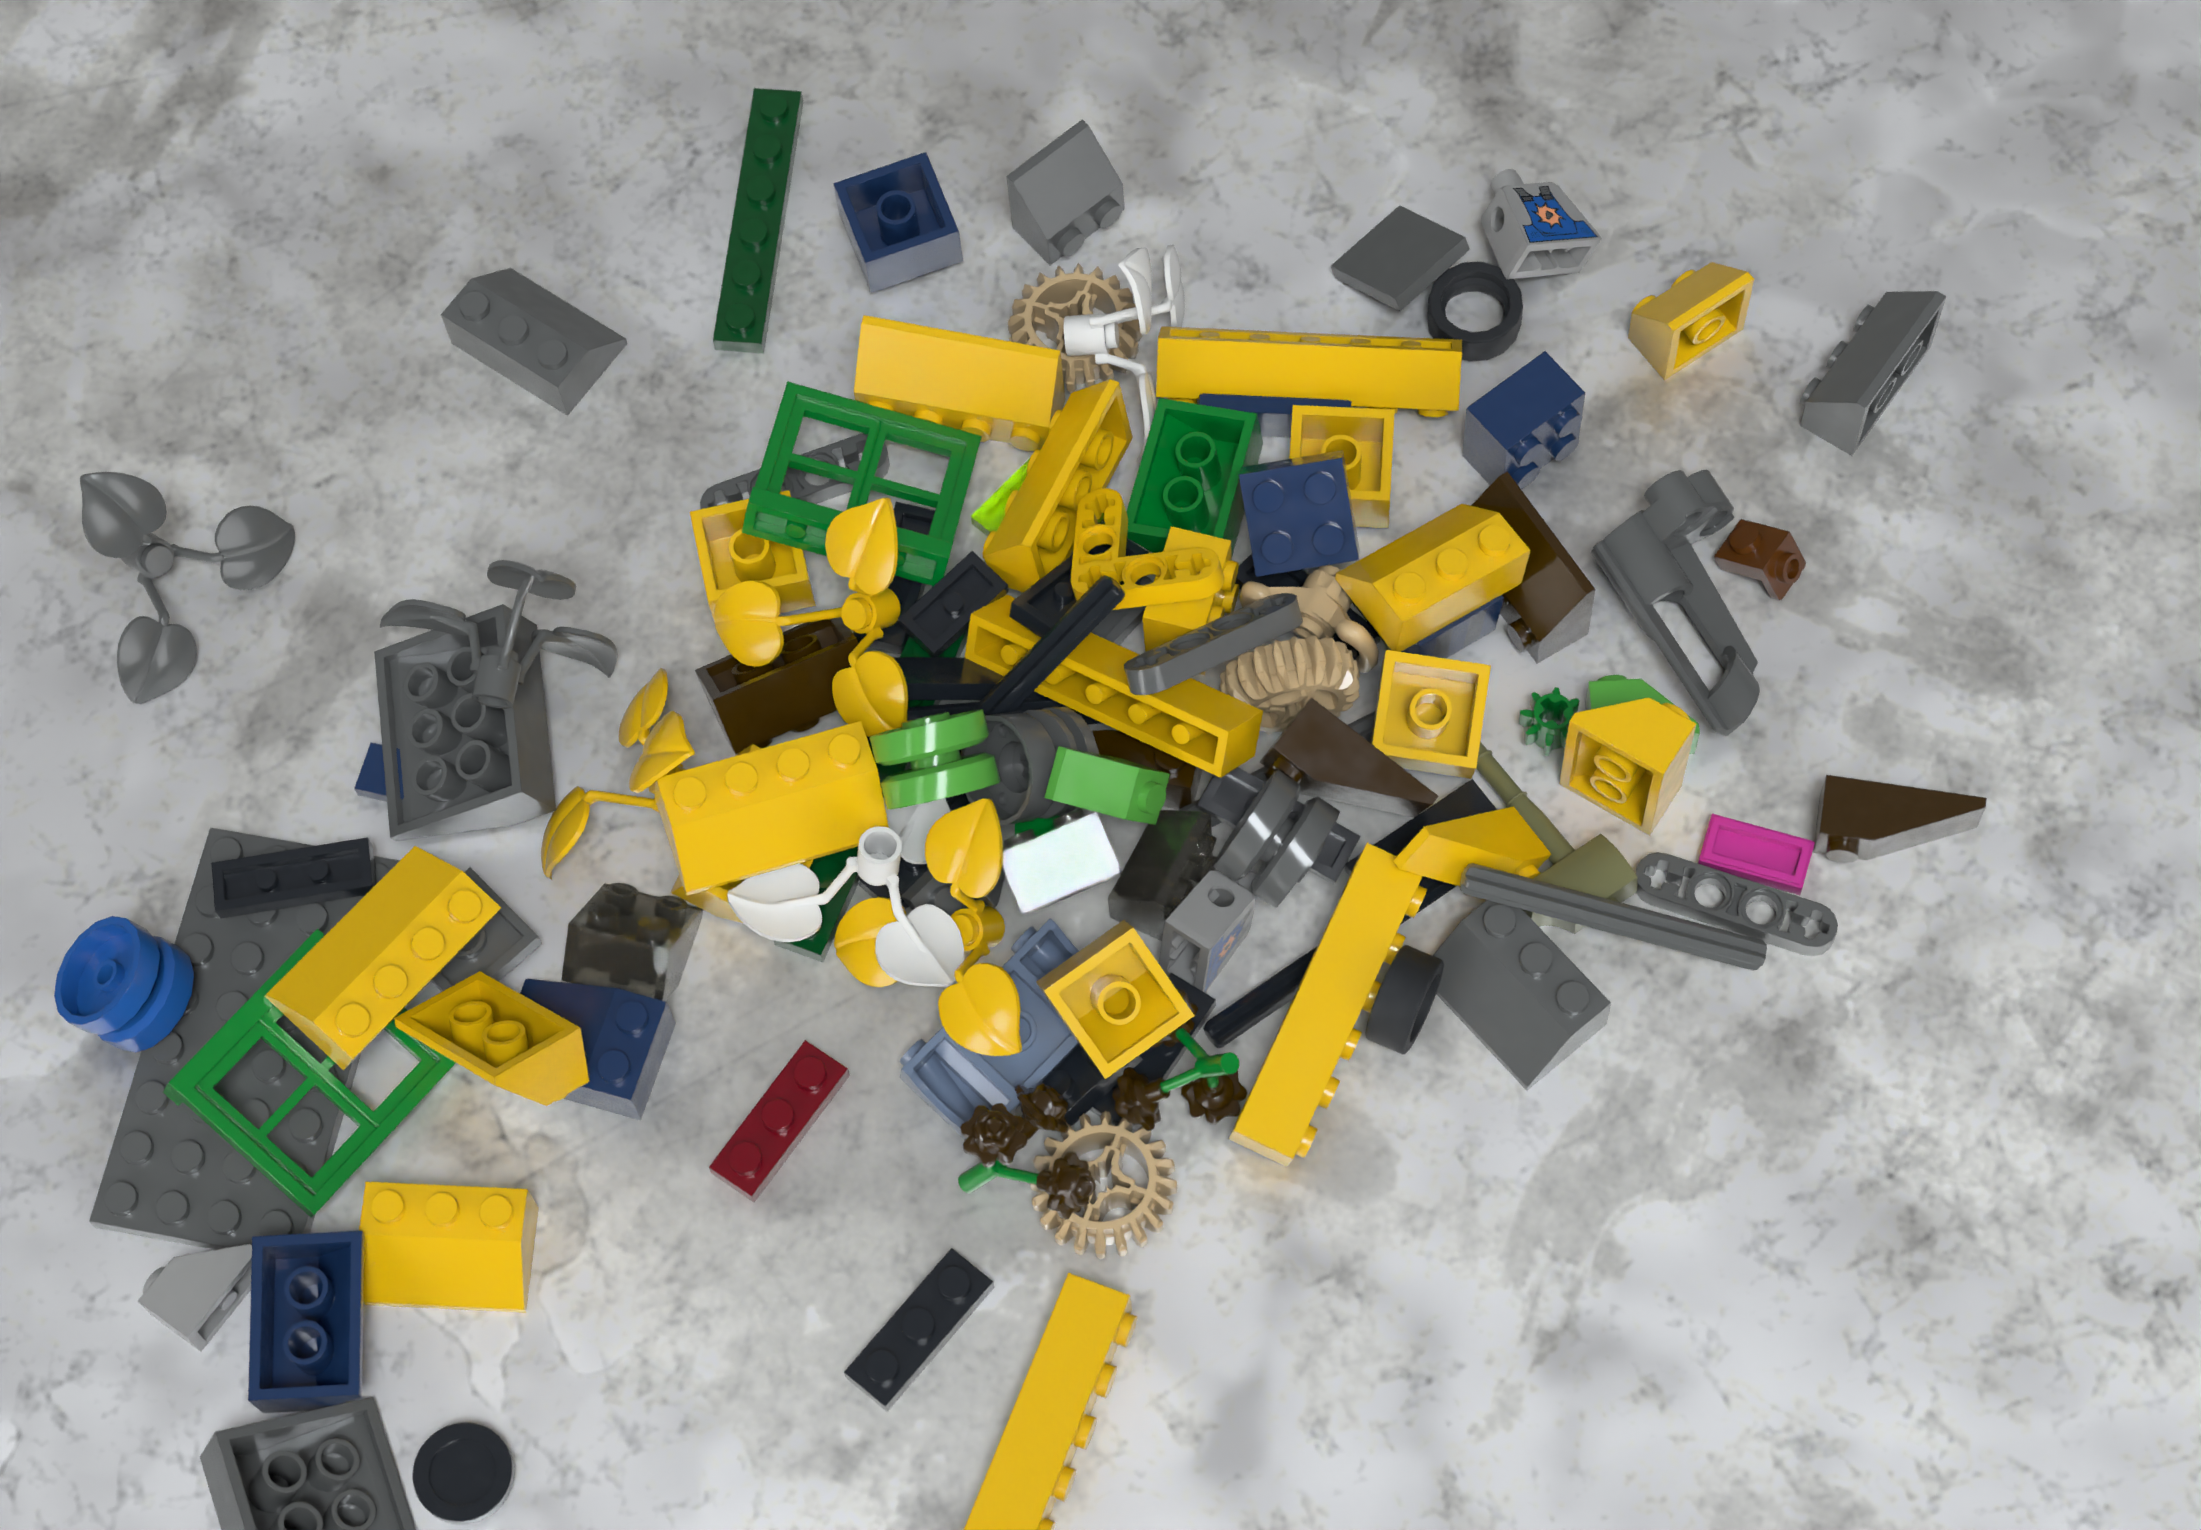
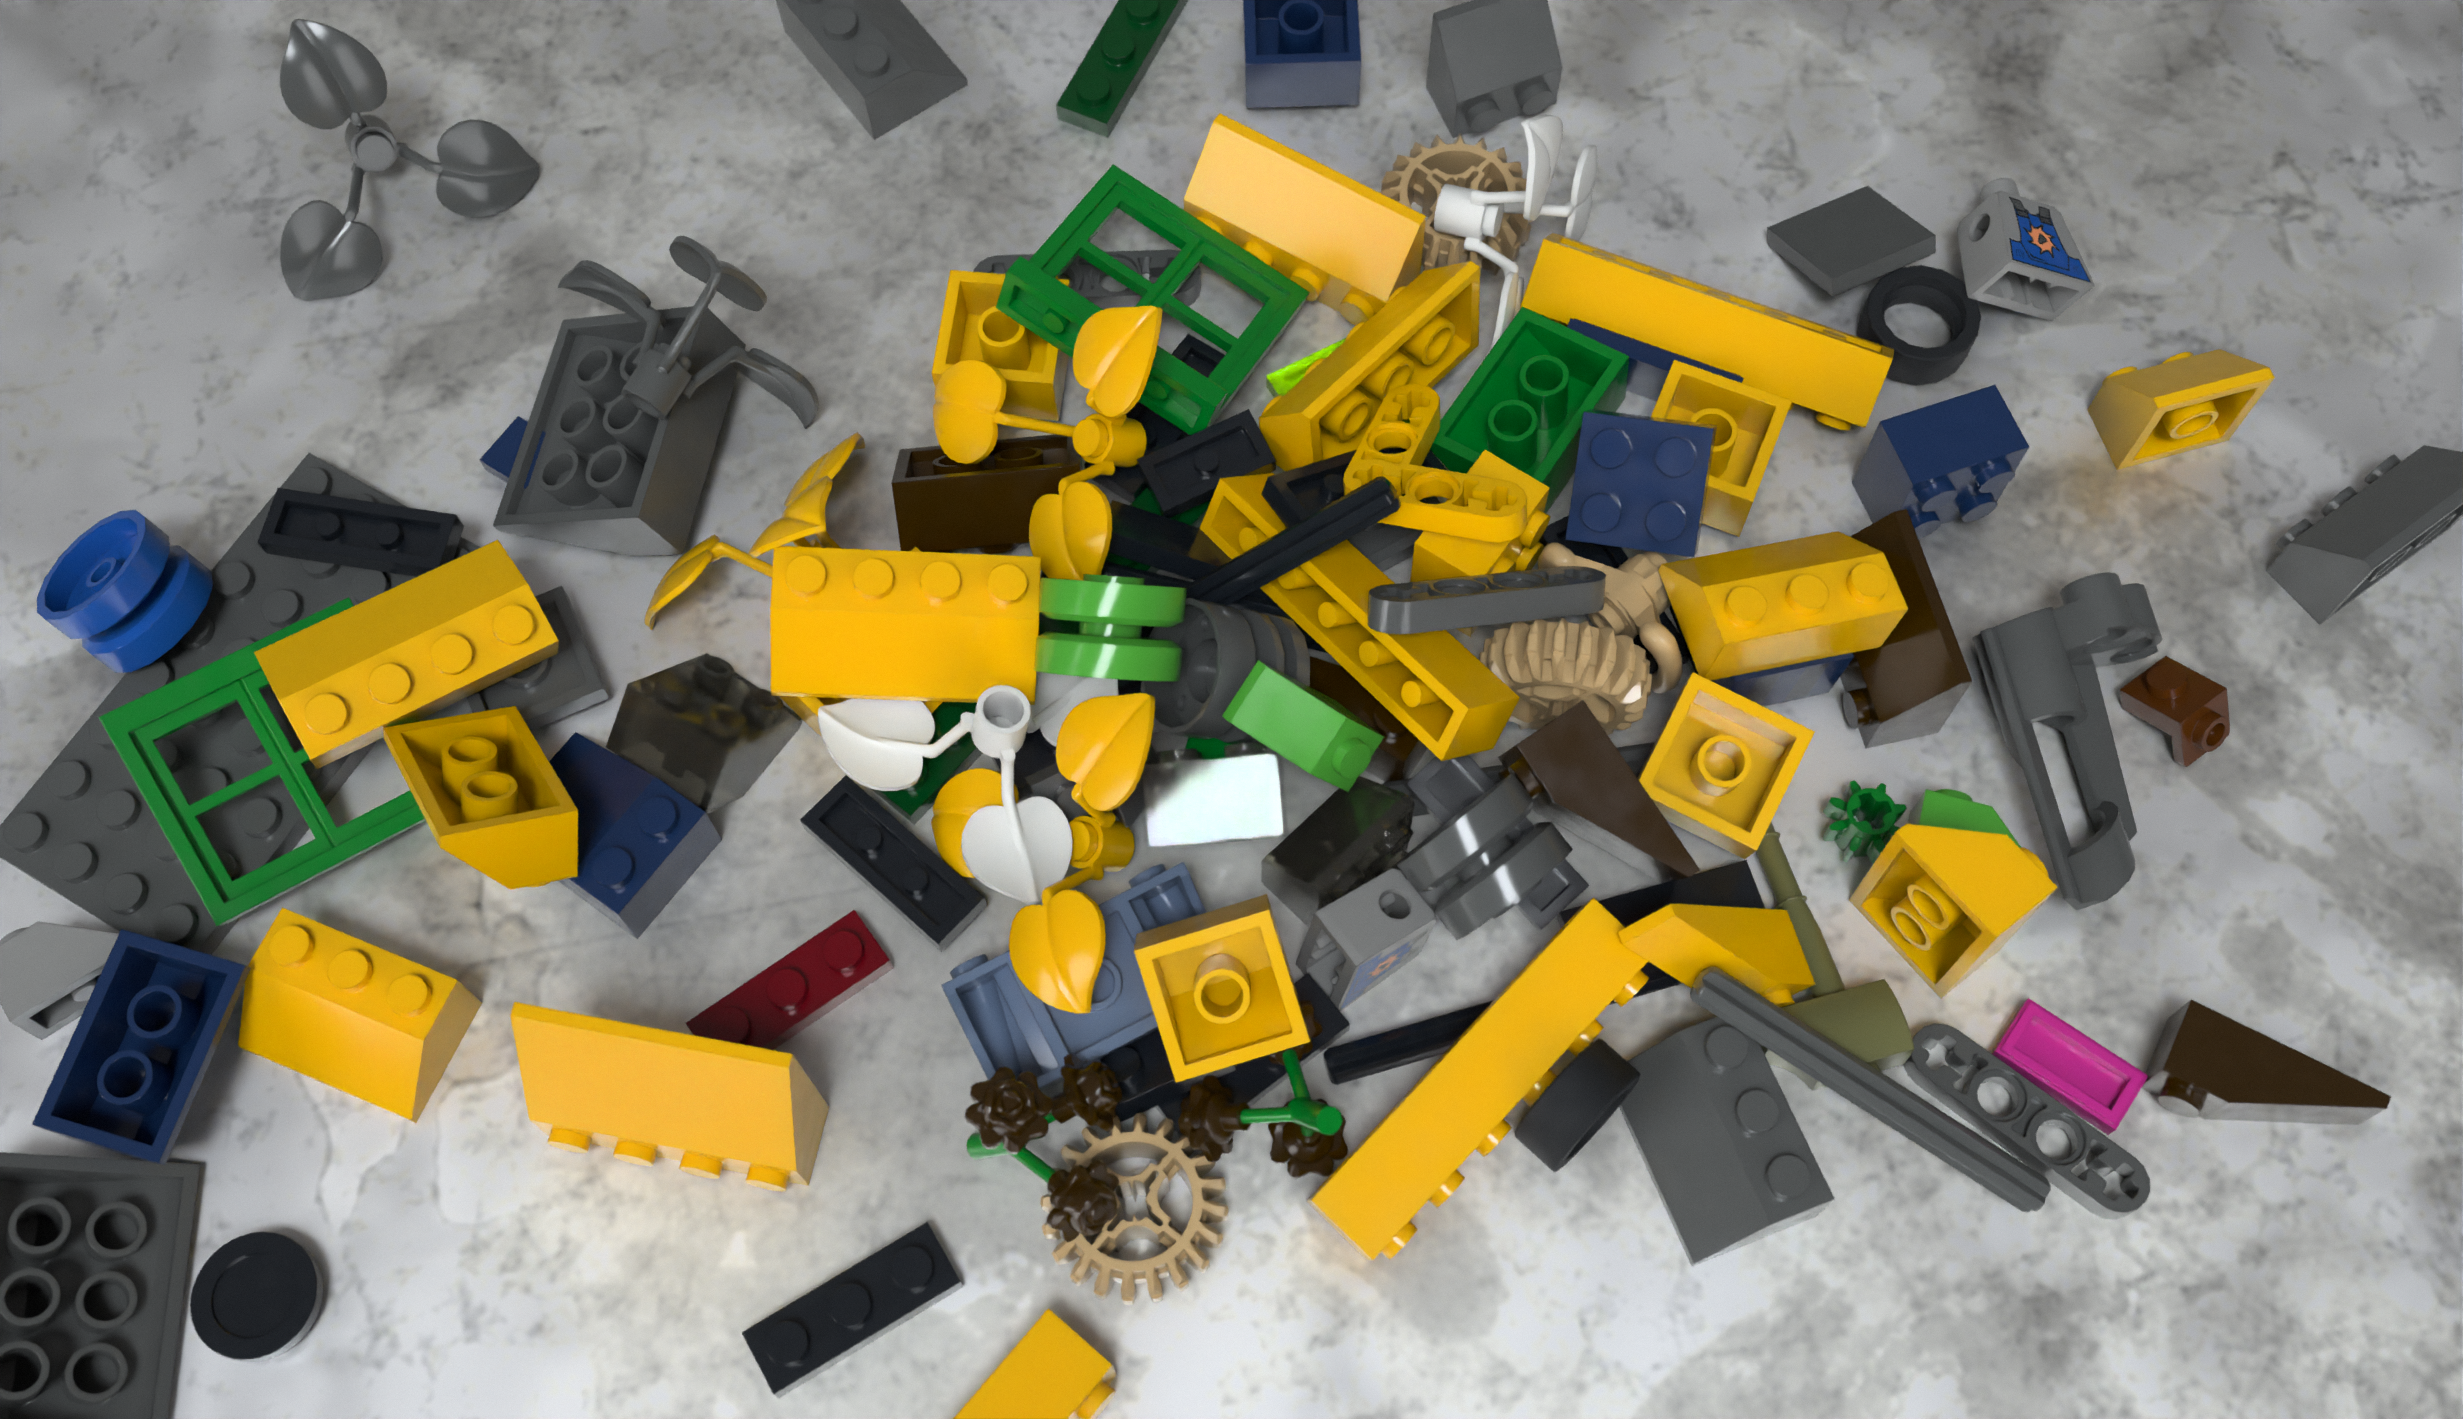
camera: 15 degrees right, 0 degrees up
(727, 1217) = (668, 1097): none -> yellow slope
(821, 995) = (893, 863): none -> black plate

